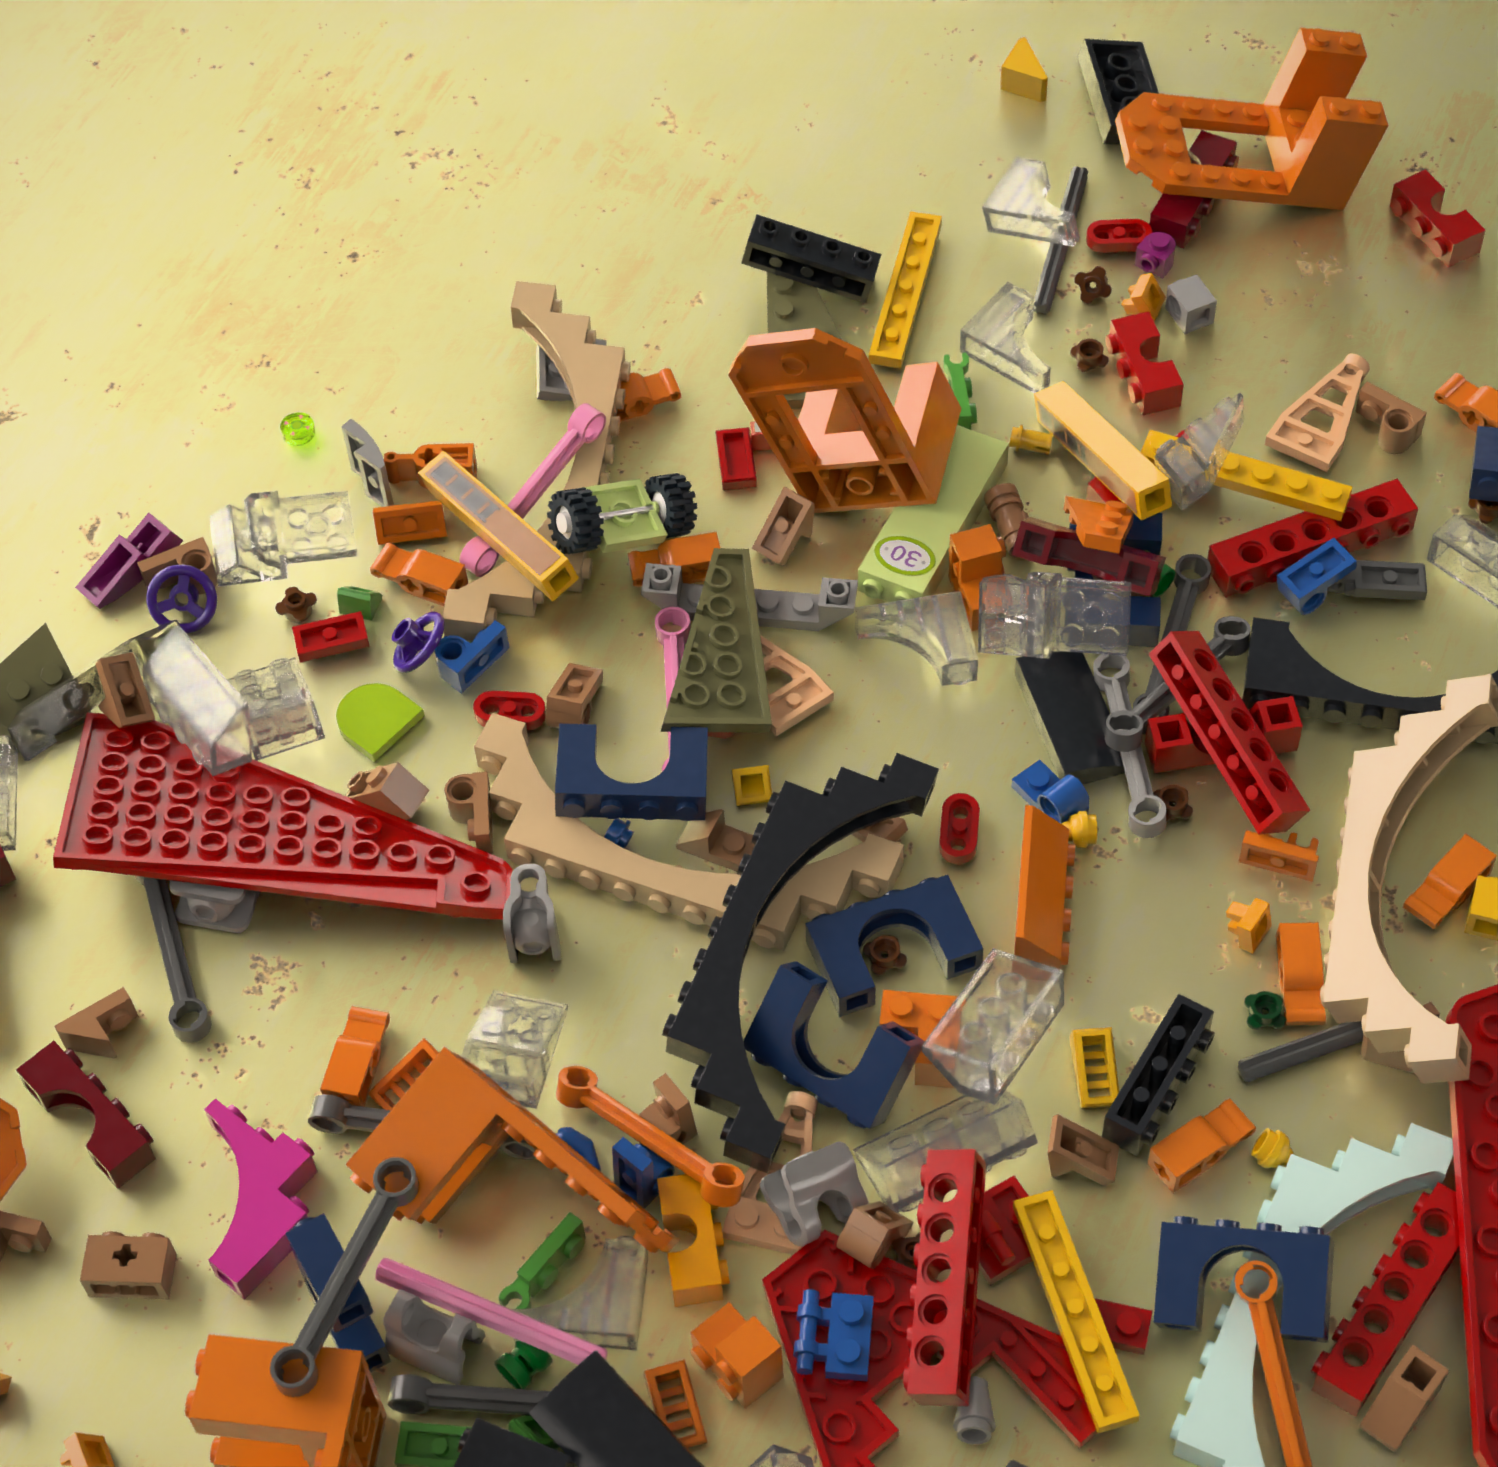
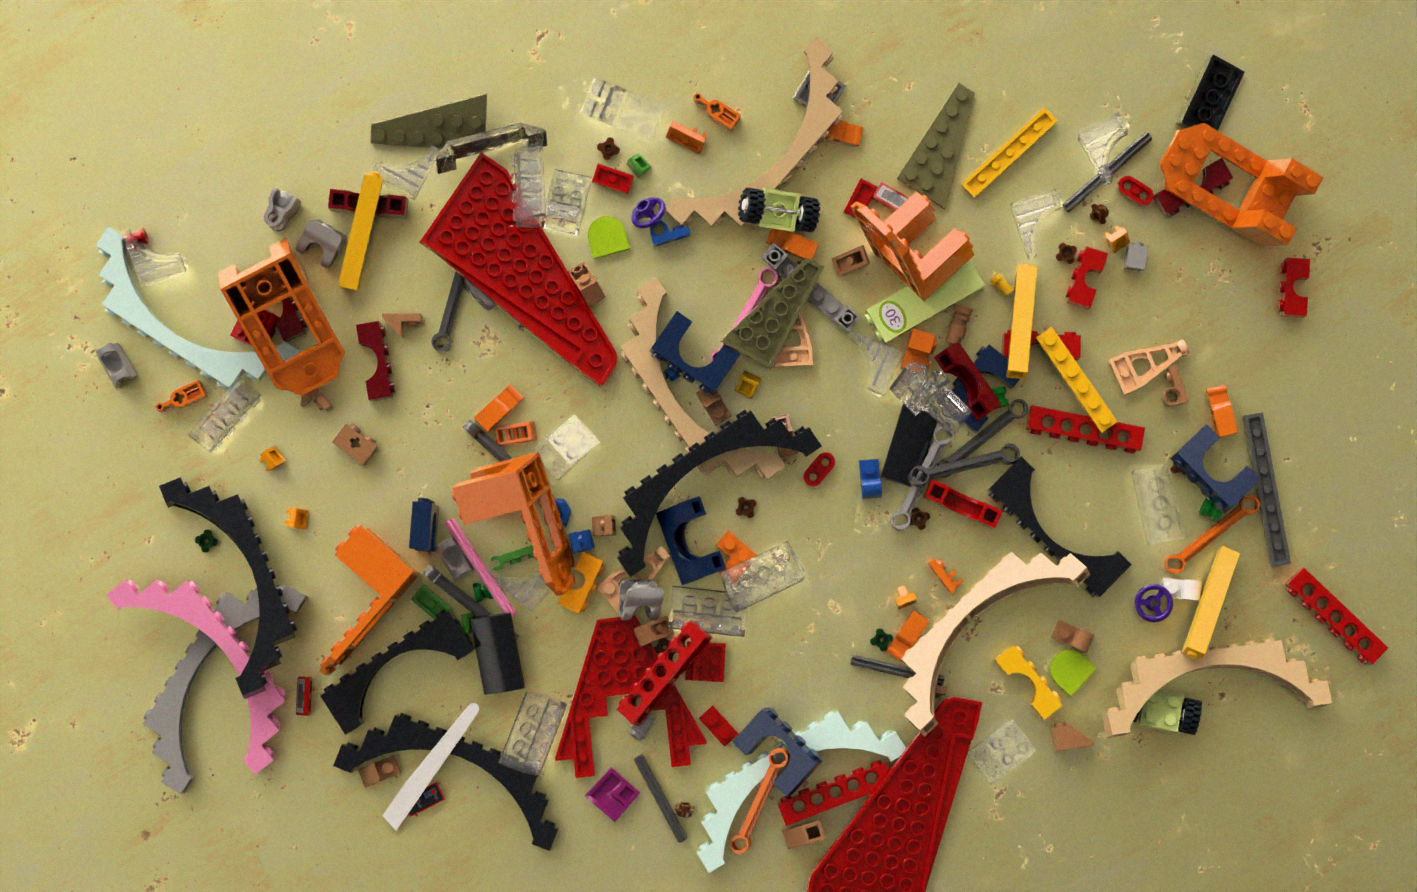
camera: 30 degrees right, 30 degrees up
(118, 567) = (546, 71): magenta slope -> none
(124, 690) = (501, 156): medium nougat slope -> none
(184, 586) = (558, 113): dark purple piece -> none
(192, 553) = (569, 91): medium nougat plate -> none
(266, 1203) = (432, 440): dark pink arch -> none
(297, 429) = (669, 40): clear neon green tile -> none
(344, 1277) = (423, 538): dark grey piece -> none
(367, 463) = (684, 98): light grey slope -> none
(420, 572) = (673, 170): orange piece -> none
(475, 810) = (617, 329): medium nougat plate -> none
(498, 526) = (718, 178): brick -> none
(511, 705) = (667, 275): red plate -> none
(530, 916) = (605, 398): light grey piece -> none
(572, 695) = (699, 287): medium nougat plate -> none
(583, 427) = (711, 177): bright pink piece -> none
(666, 1373) = (537, 631): orange slope -> none
(720, 1181) = (591, 530): orange piece -> none
(739, 1354) = (566, 644): orange brick -> none
(811, 258) = (972, 108): black brick -> none
(848, 1335) = (613, 666): blue plate -> none
(926, 908) = (730, 489): dark blue arch -> none
(961, 388) = (989, 234): bright green plate -> none
(1023, 73) = (1168, 51): yellow slope -> none
(1044, 890) = (827, 528): orange slope -> none
(1076, 1312) = (705, 716): yellow plate -> none
(1081, 1151) = (759, 653): medium nougat slope -> none
(1082, 829) = (868, 505): yellow plate -> none
(1092, 1037) = (801, 602): yellow slope -> none
(1100, 524) = (986, 367): orange wing -> none
(1156, 254) = (1143, 215): magenta plate -> none
(1157, 1074) = (817, 639): black brick -> none
(1198, 455) = (1045, 368): clear slope -> none
(1199, 1145) = (810, 679): orange piece -> none
(1229, 732) = (960, 509): red brick -> none
(1272, 1149) = (836, 701): yellow plate -> none
(1308, 579) = (1067, 452): blue plate -> none
(1384, 580) = (1097, 470): dark grey hinge -> none
(1450, 881) = (1002, 637): orange piece -> none

